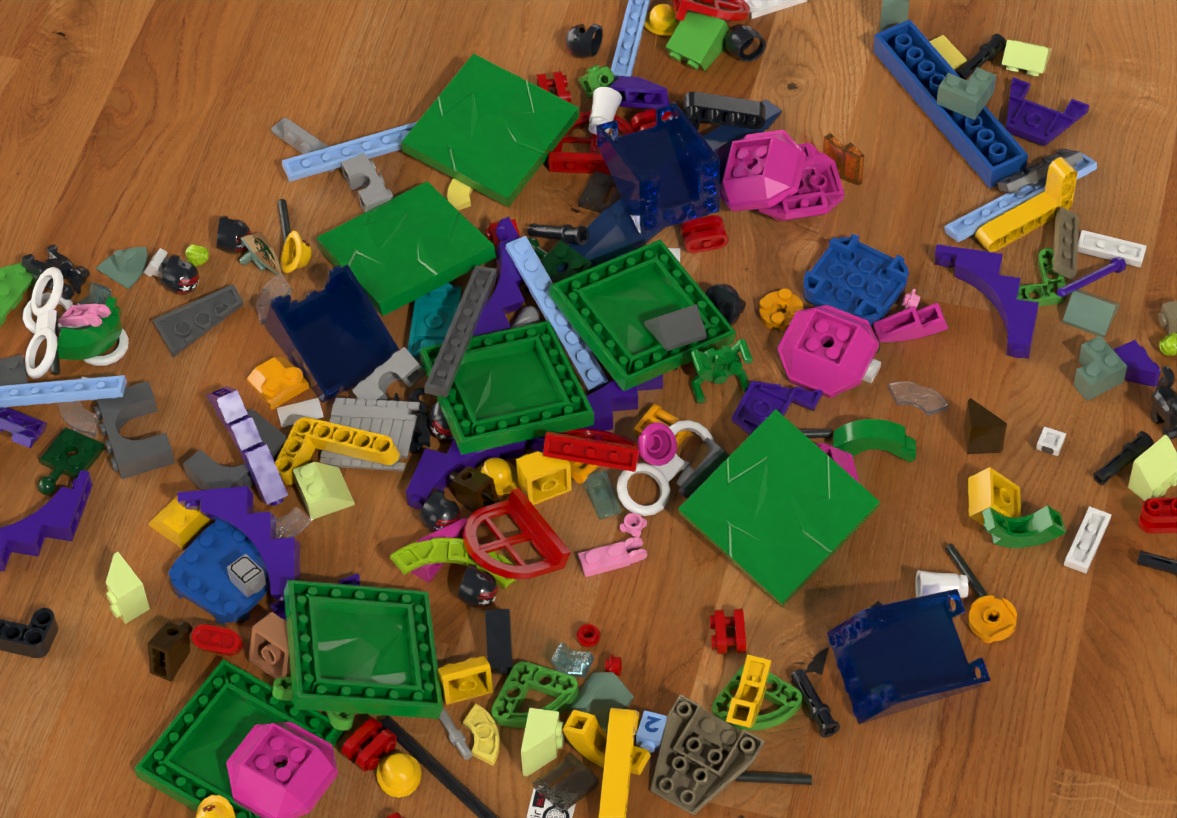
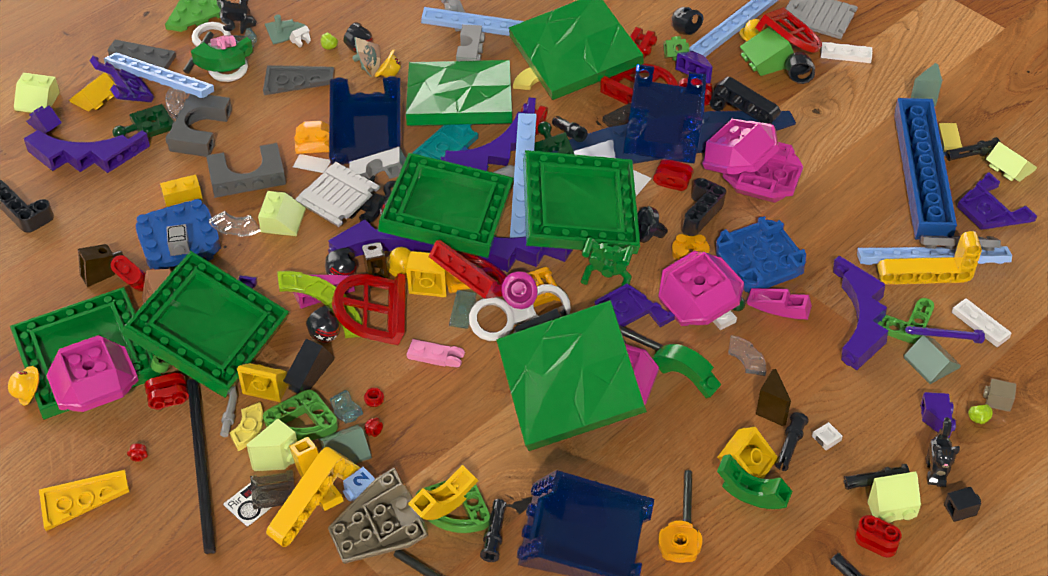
camera: 30 degrees right, 5 degrees down
(45, 322) = (203, 31): white bar -> none
(125, 591) = (101, 213): yellowish green slope -> none
(180, 276) = (305, 47): black helmet -> none
(235, 508) = (204, 193): dark purple arch -> none
(249, 443) = (248, 171): arch -> none
(275, 287) = (360, 84): clear tile -> none
(284, 217) = (403, 44): pearl dark grey bar -> none
(334, 438) = (302, 177): yellow beam -> none
(399, 775) = (170, 422): yellow hat -> none
(460, 331) = (442, 153): flat silver plate -> none
(604, 107) = (665, 65): white plant -> none
(633, 519) = (467, 335): bright pink plate -> none
(677, 327) = (594, 219): dark grey slope -> none
(719, 640) = (473, 446): red brick -> none
(764, 241) = (709, 202): none -> black beam
(847, 158) = (812, 169): clear orange slope -> none
(910, 300) = (793, 286): bright pink plate -> none
(932, 583) = (665, 499): white plant -> none
(967, 96) = (937, 164): sand green brick -> none
(1019, 455) = (793, 434): none -> black pin
(1066, 243) = (944, 301): dark tan plate -> none
(1087, 540) = (801, 523): white plate -> none
(1100, 369) = (905, 404): sand green brick -> none

